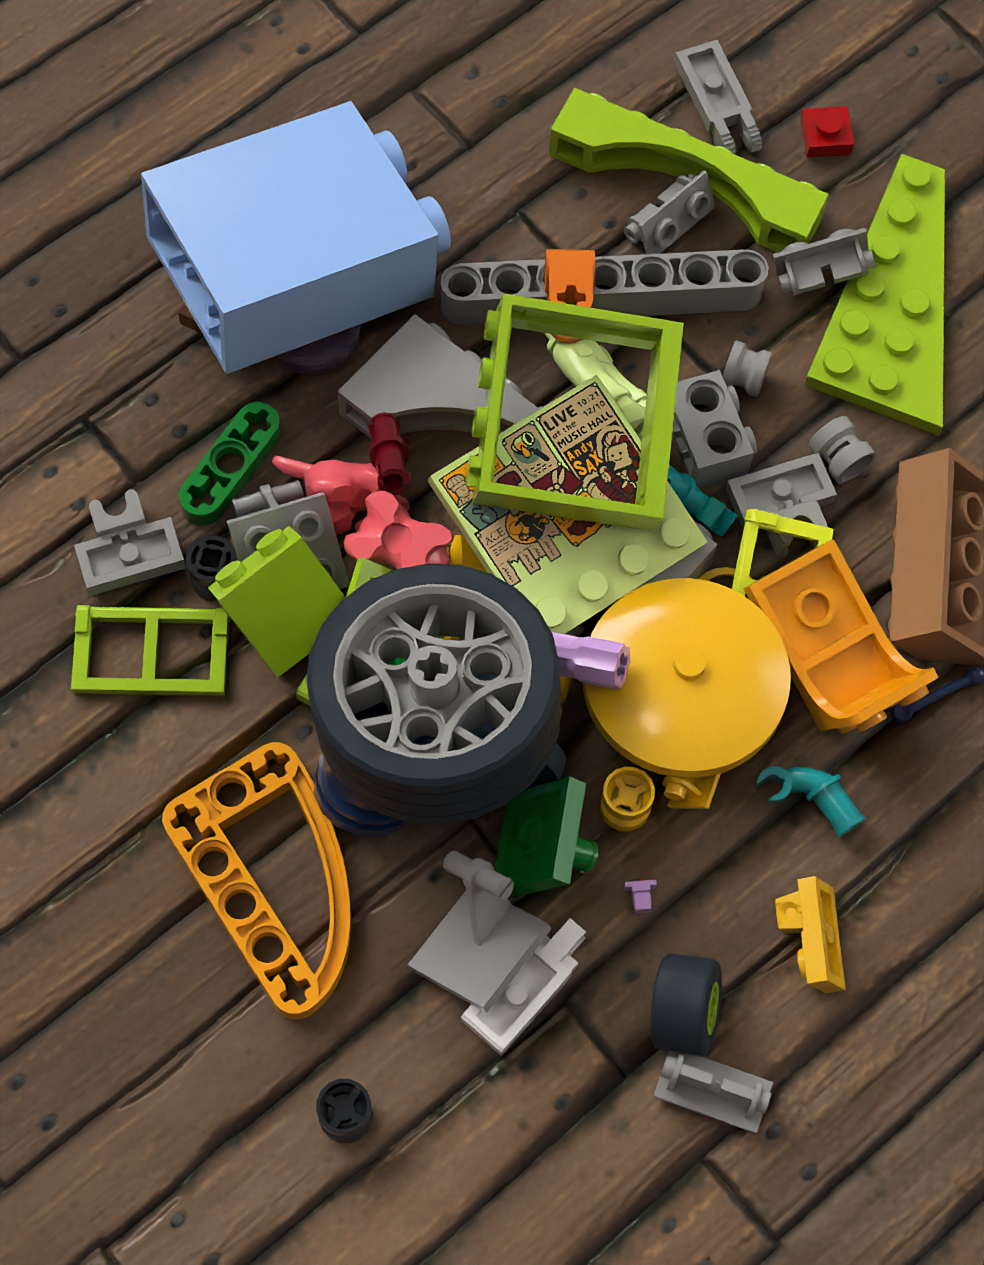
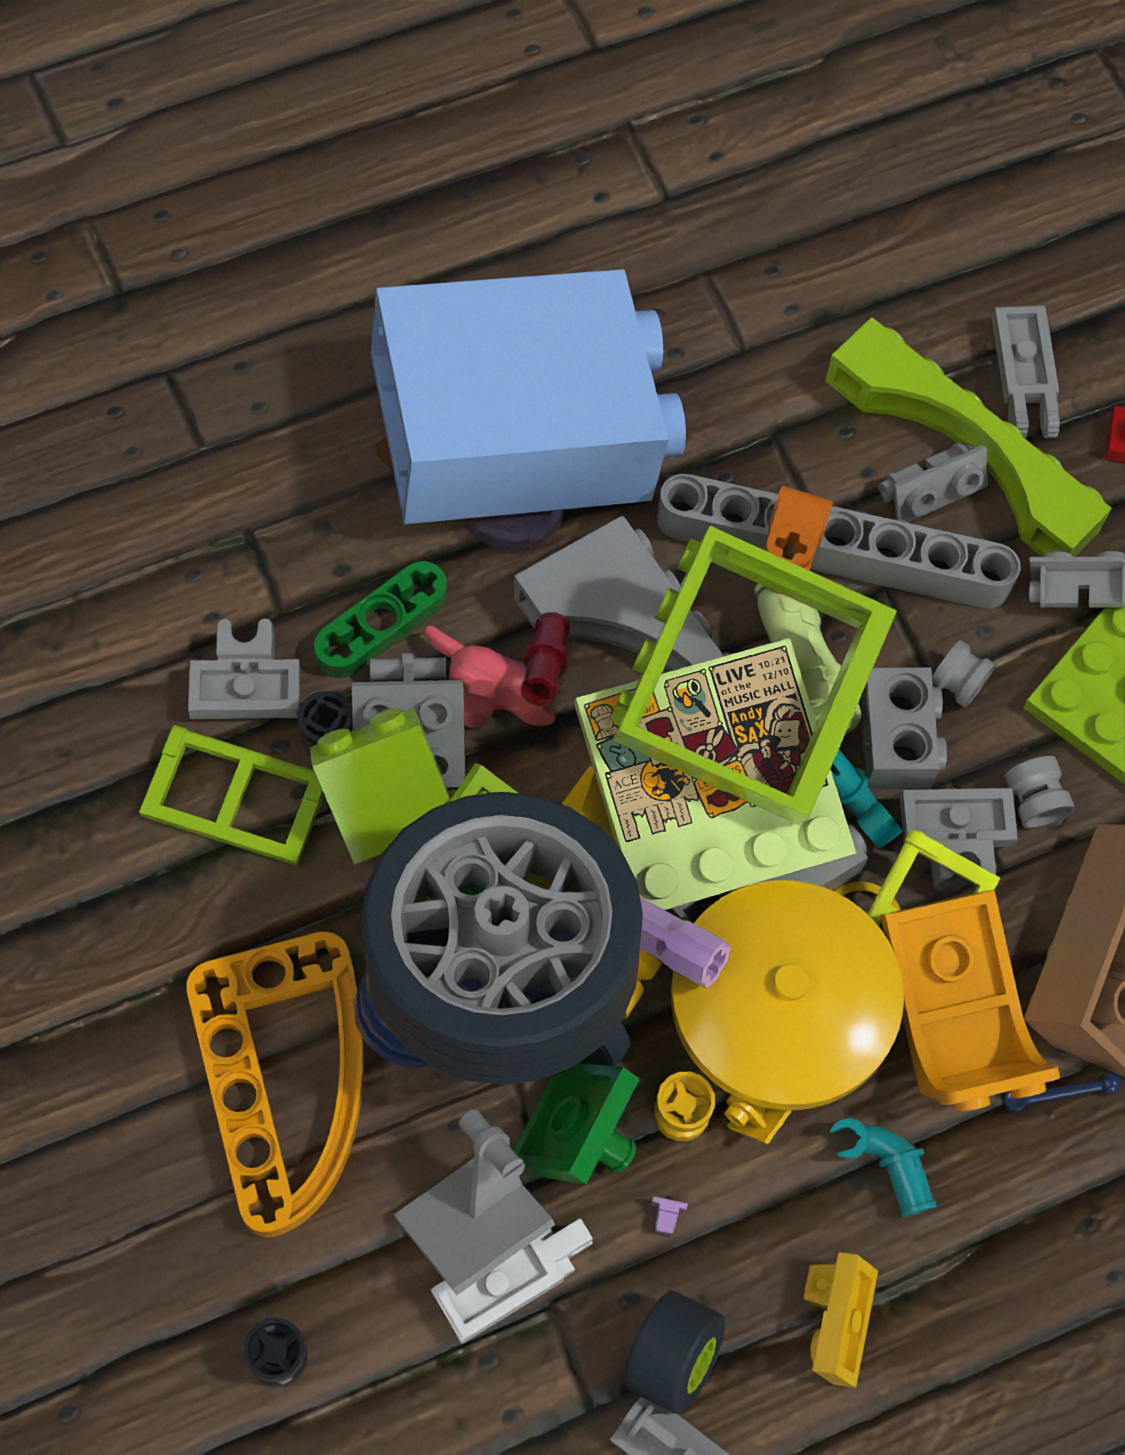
camera: 15 degrees right, 0 degrees up
(395, 538) = (524, 754): coral animal -> none

